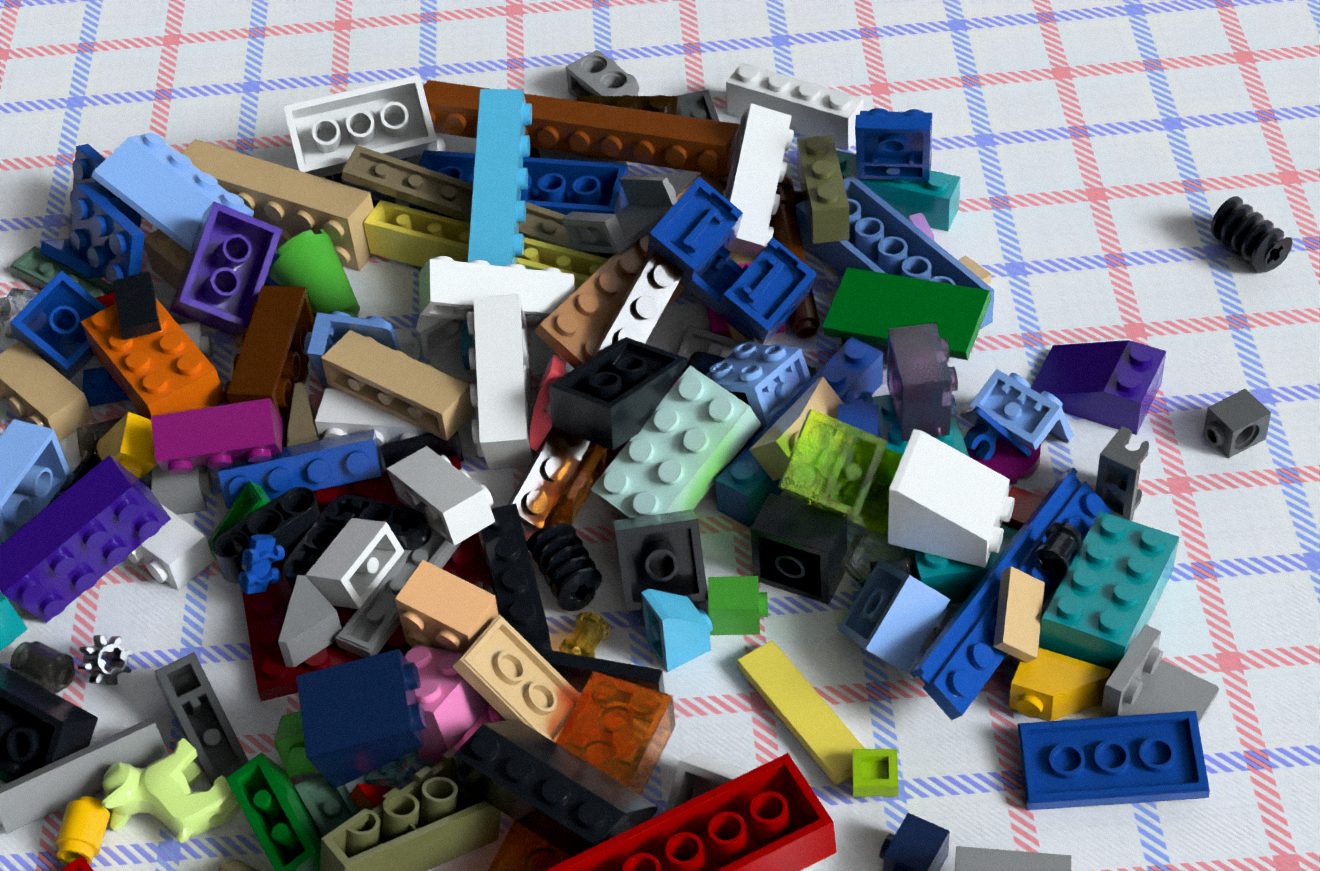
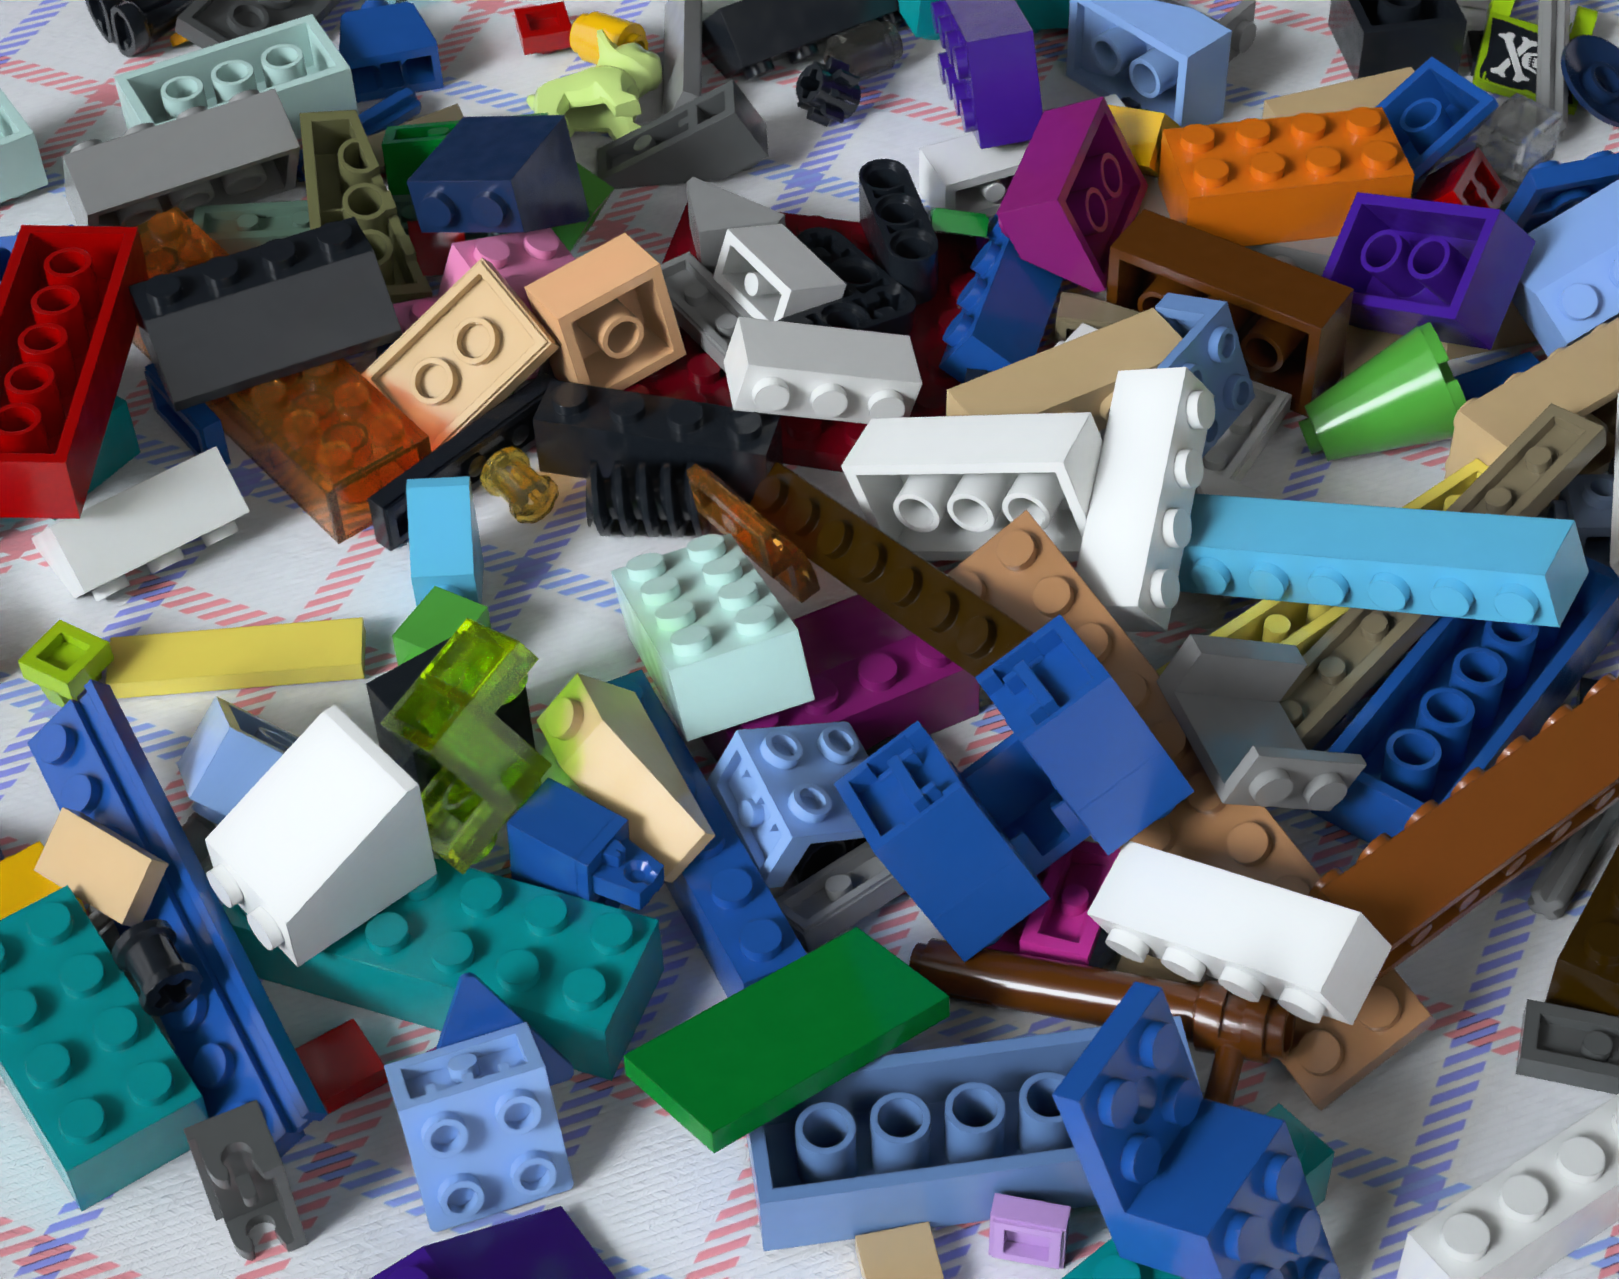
camera: 115 degrees right, 0 degrees up
(136, 305) = (1355, 137): black tile -> none
(257, 564) = (841, 197): blue piece -> none
(541, 416) = (918, 523): coral slope -> none
(614, 392) = (821, 538): black slope -> none
(660, 555) = (554, 561): black brick -> none
(823, 189) = (1222, 1032): olive brick -> none
(921, 380) = (566, 909): brick -> none

